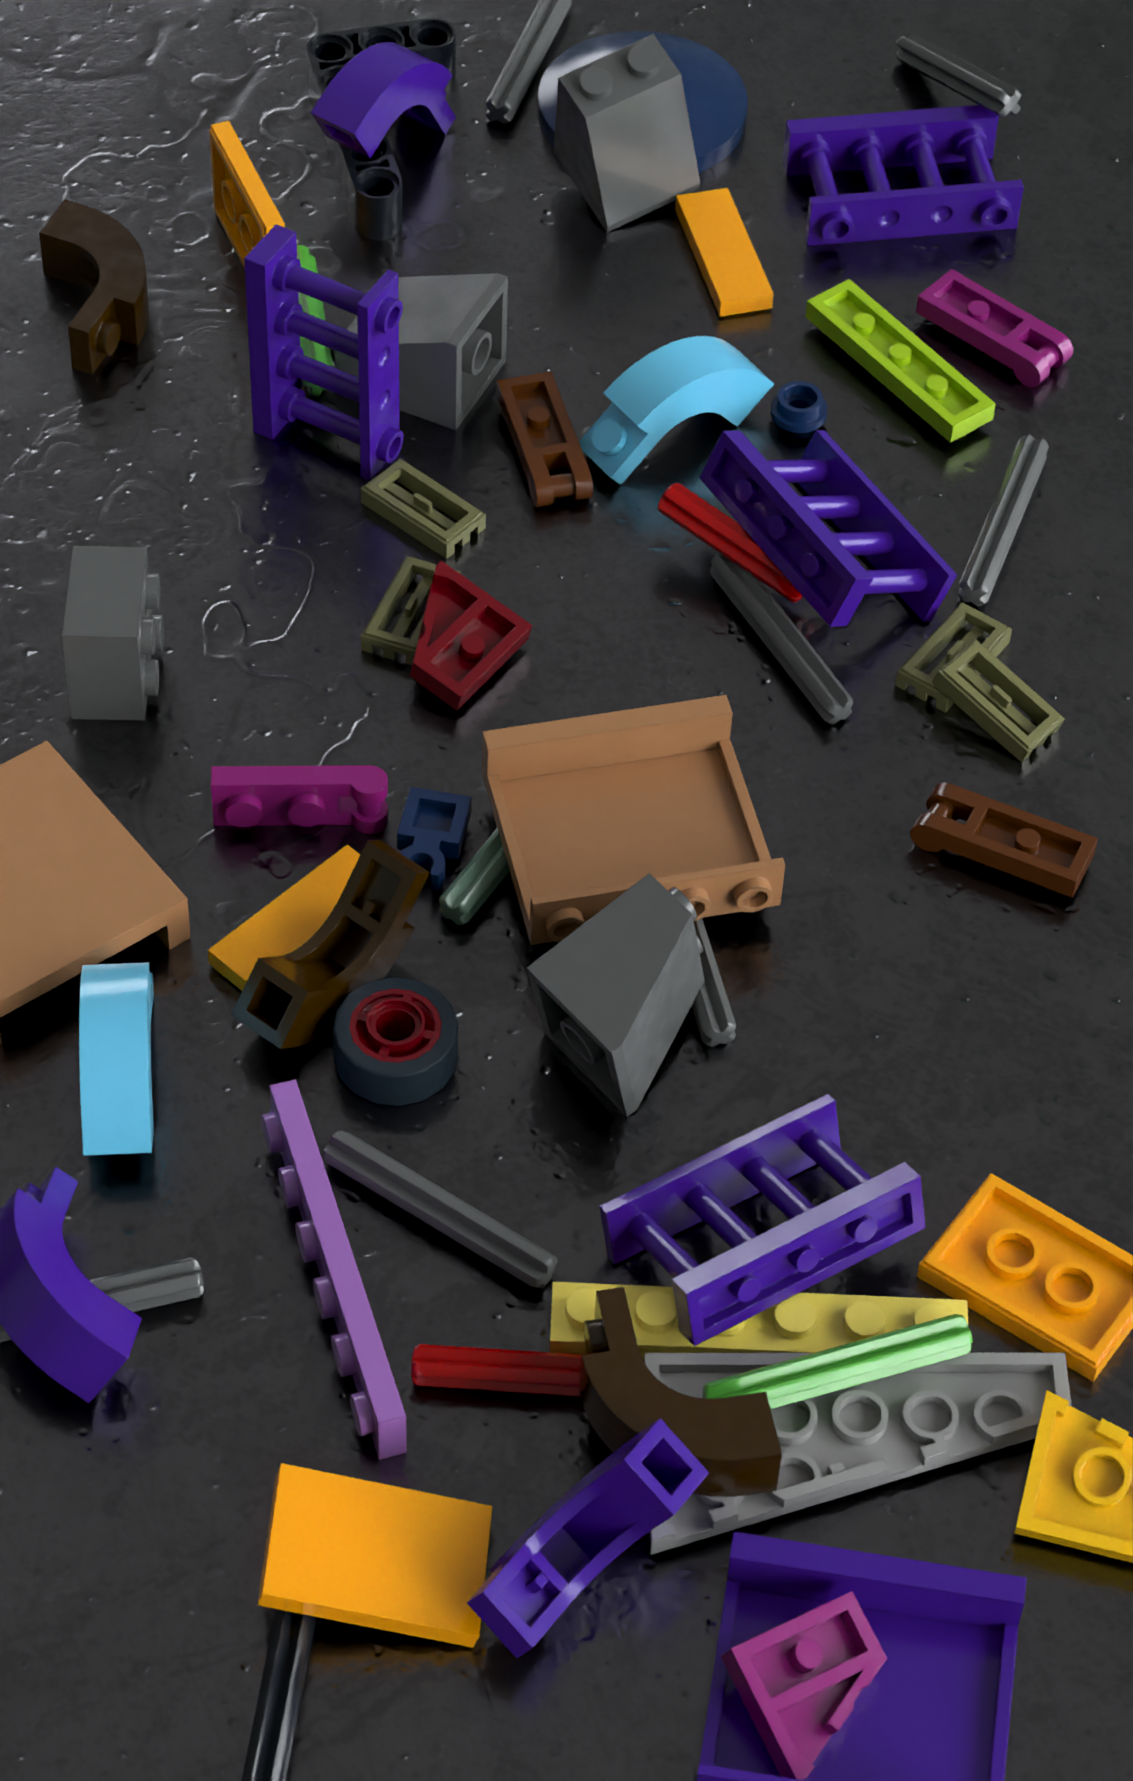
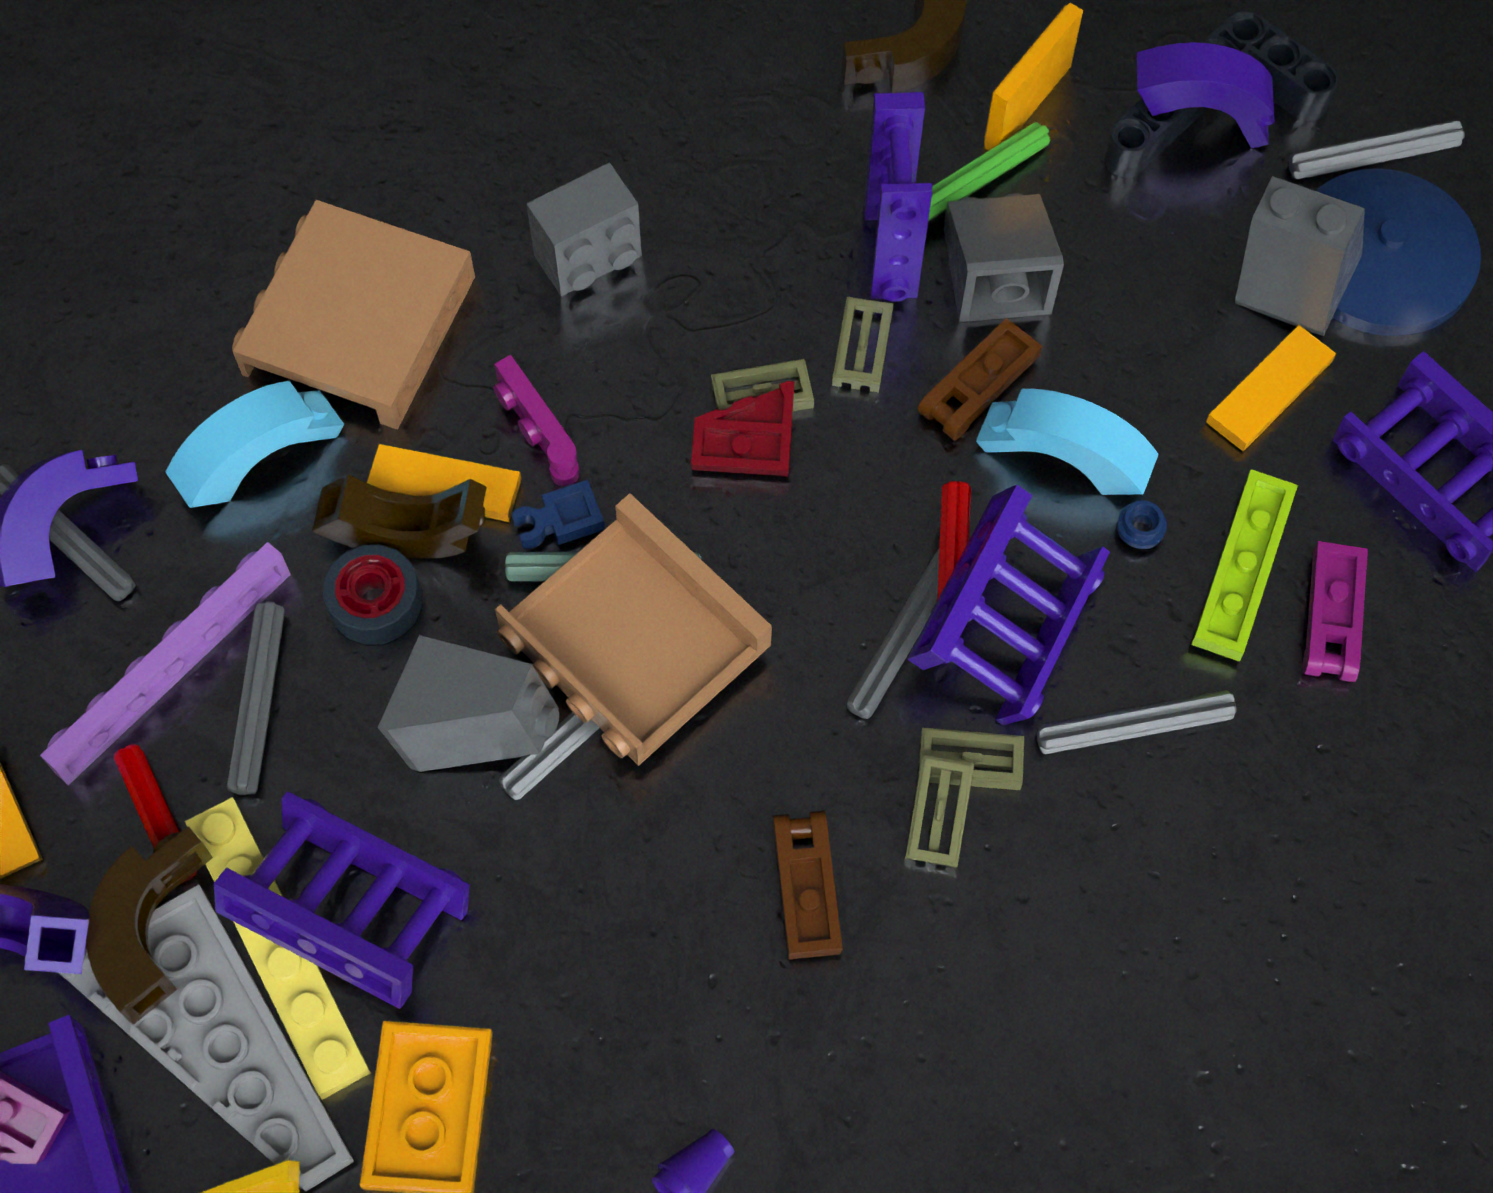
camera: 60 degrees right, 15 degrees up
(850, 1363) = (243, 1013): axle -> none

